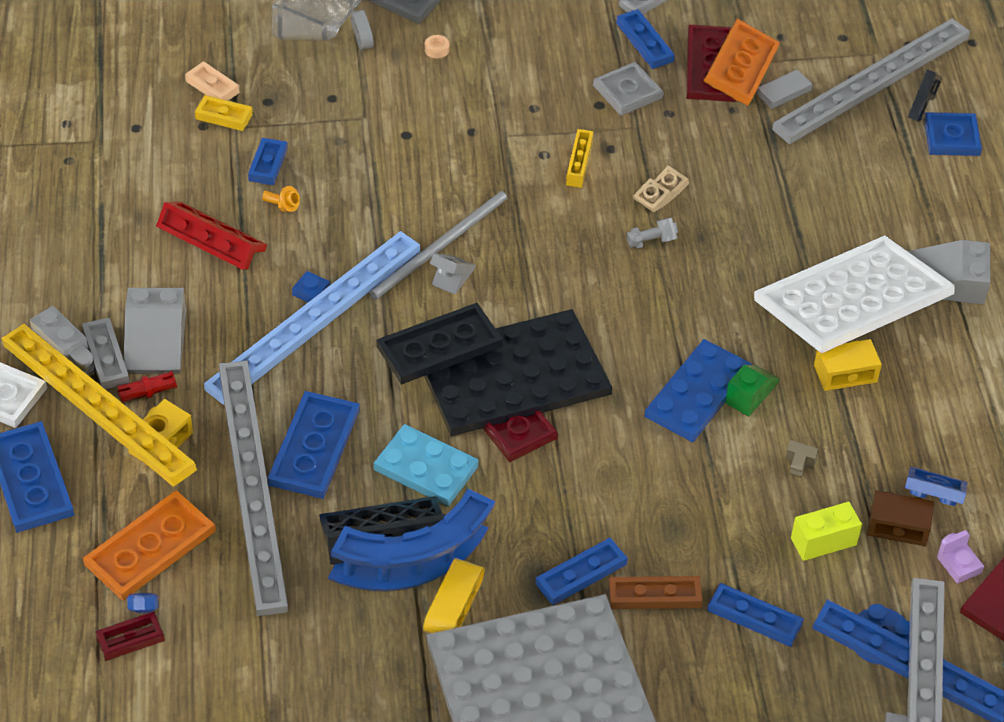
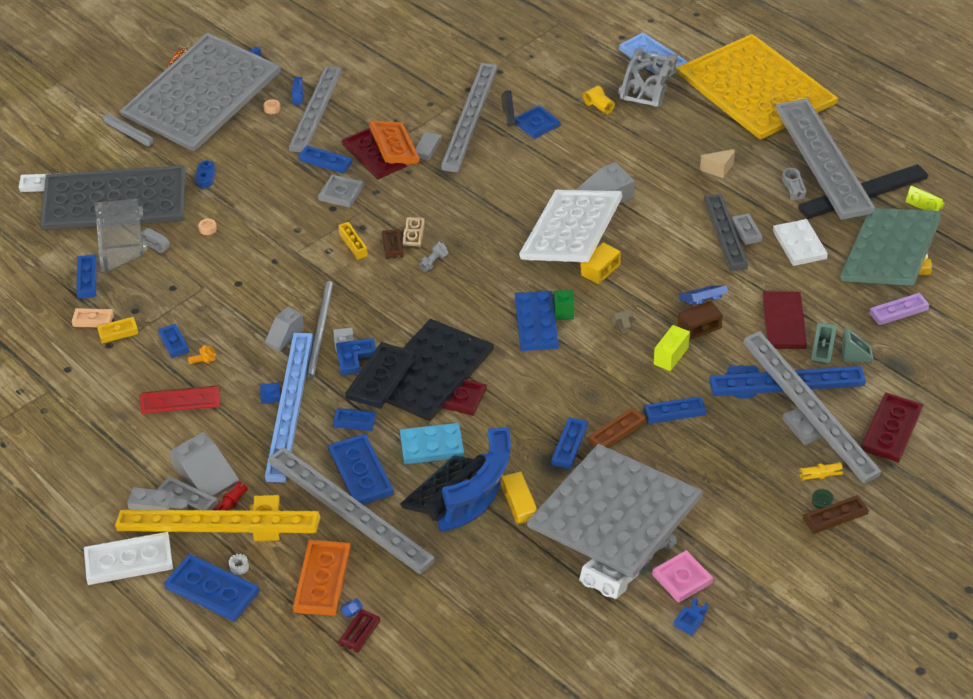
camera: 35 degrees left, 5 degrees down
(81, 461) = (238, 559): none -> white bush
(249, 33) = (86, 276): none -> blue plate
(367, 379) = (354, 419): none -> blue plate
(396, 215) = (284, 327): none -> light grey slope
(440, 294) = (351, 351): none -> blue plate
(615, 202) = (394, 253): none -> reddish brown tile
(958, 557) = (743, 323): lavender bracket -> none

